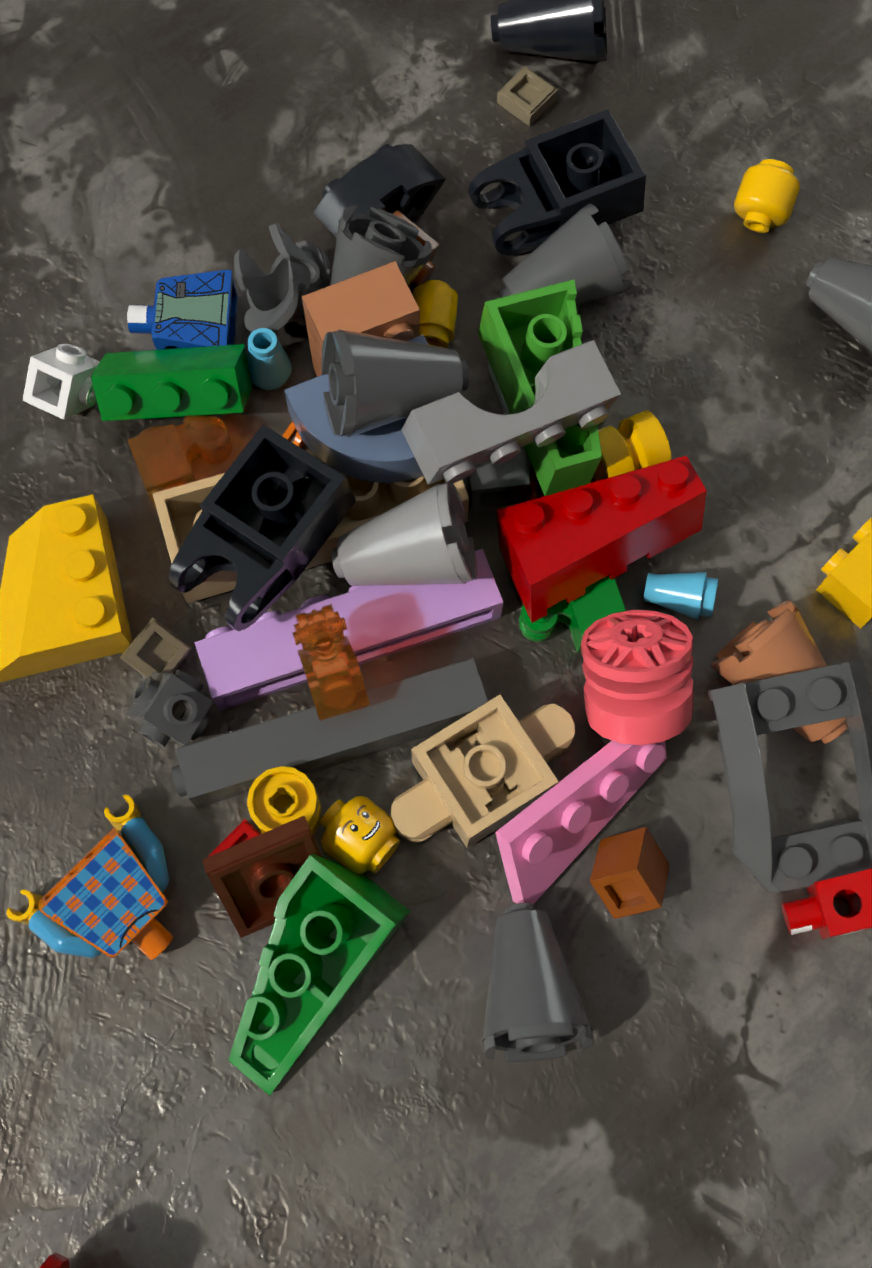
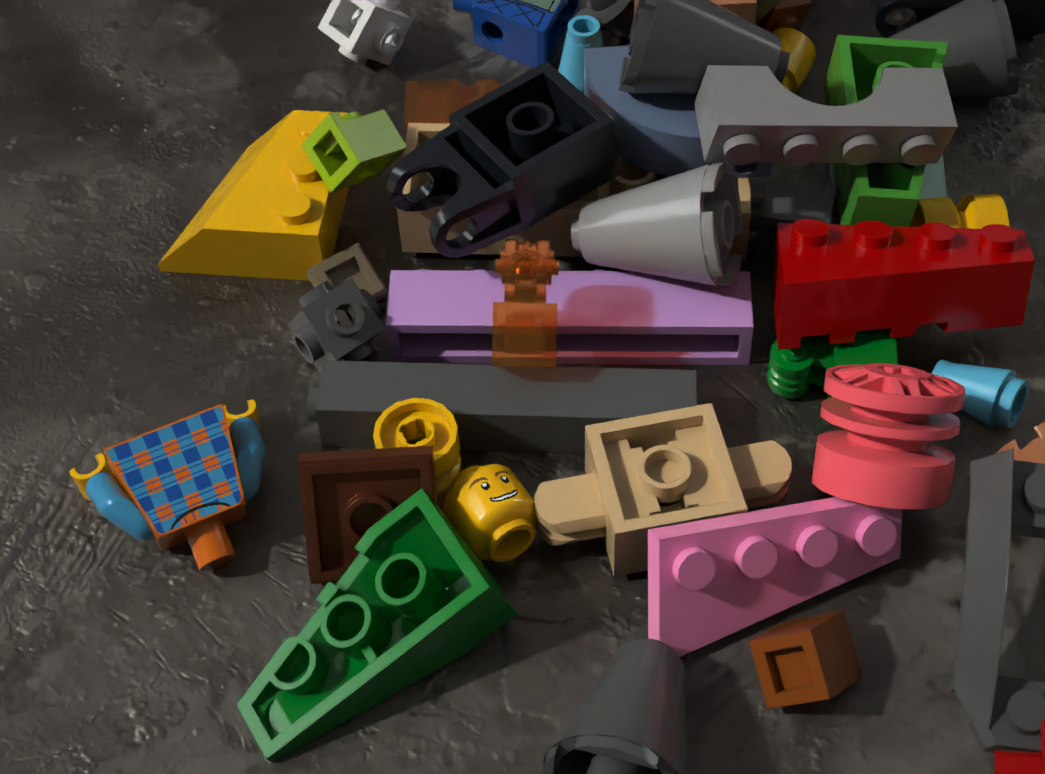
camera: 25 degrees right, 20 degrees down
(118, 539) = (353, 148): none -> lime brick
(172, 382) = (471, 46): green brick -> none

